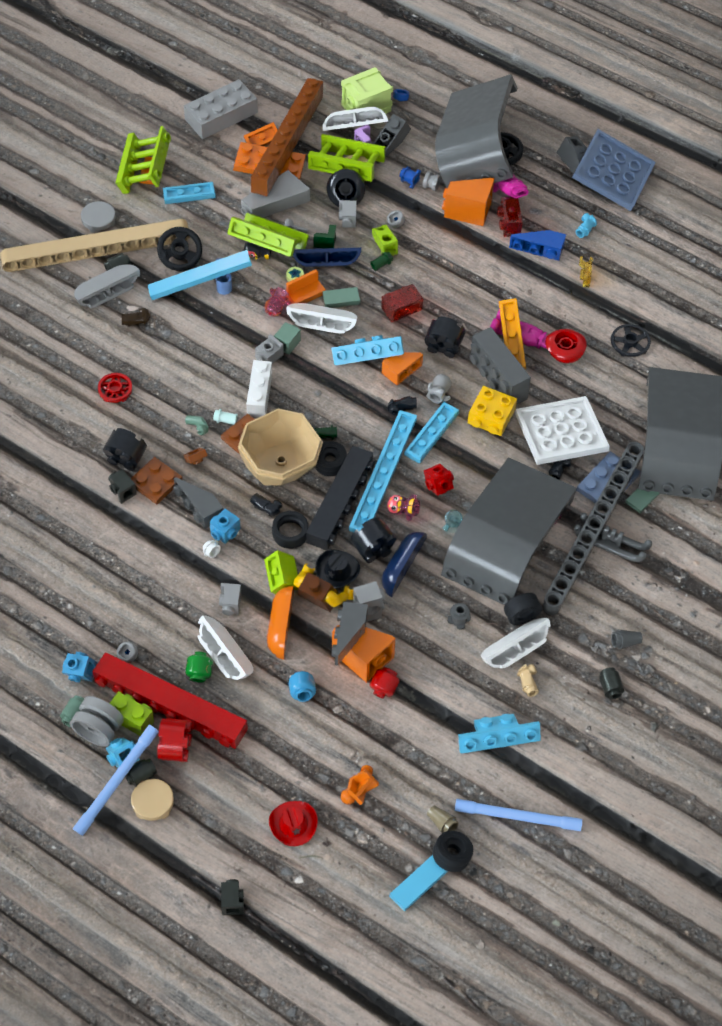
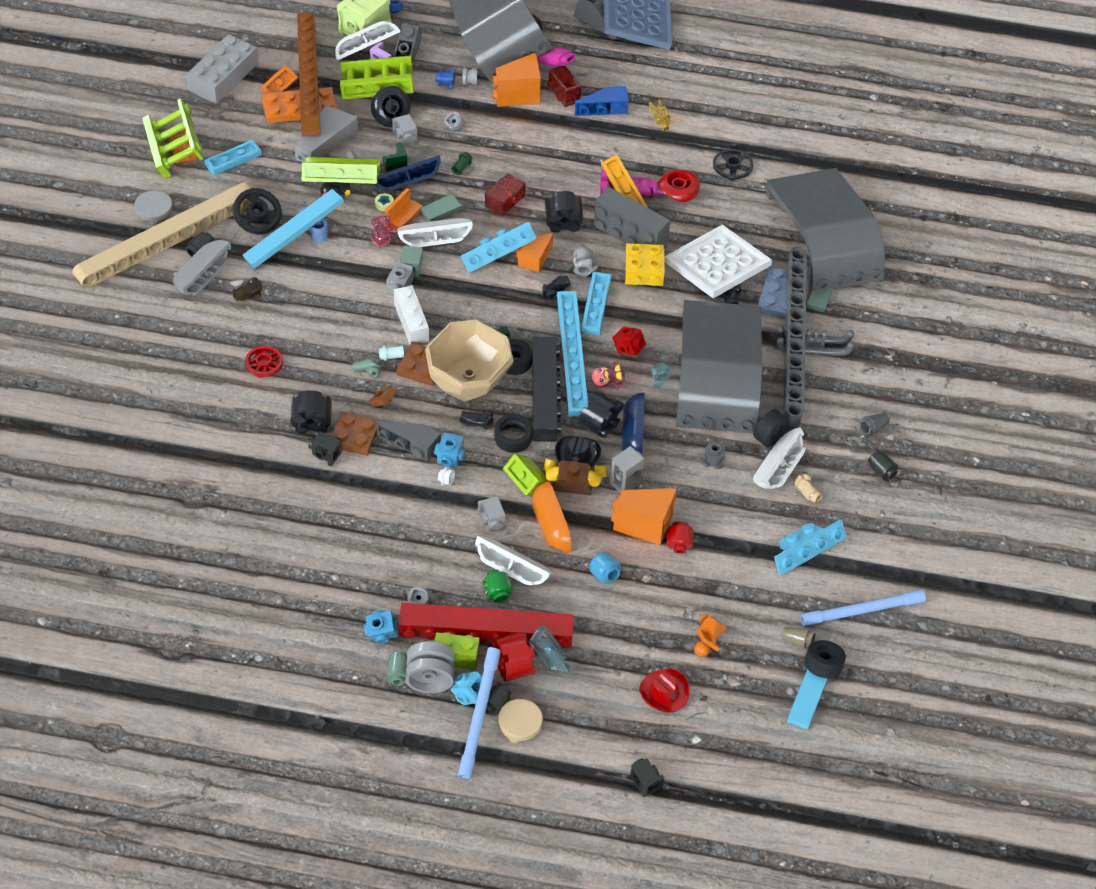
camera: 25 degrees left, 5 degrees down
(208, 744) = (549, 650): none -> clear light blue panel
(352, 627) = (632, 489): dark grey slope -> none
(385, 239) = (455, 142): lime leg -> none
(584, 229) = (637, 77): medium azure arm -> none

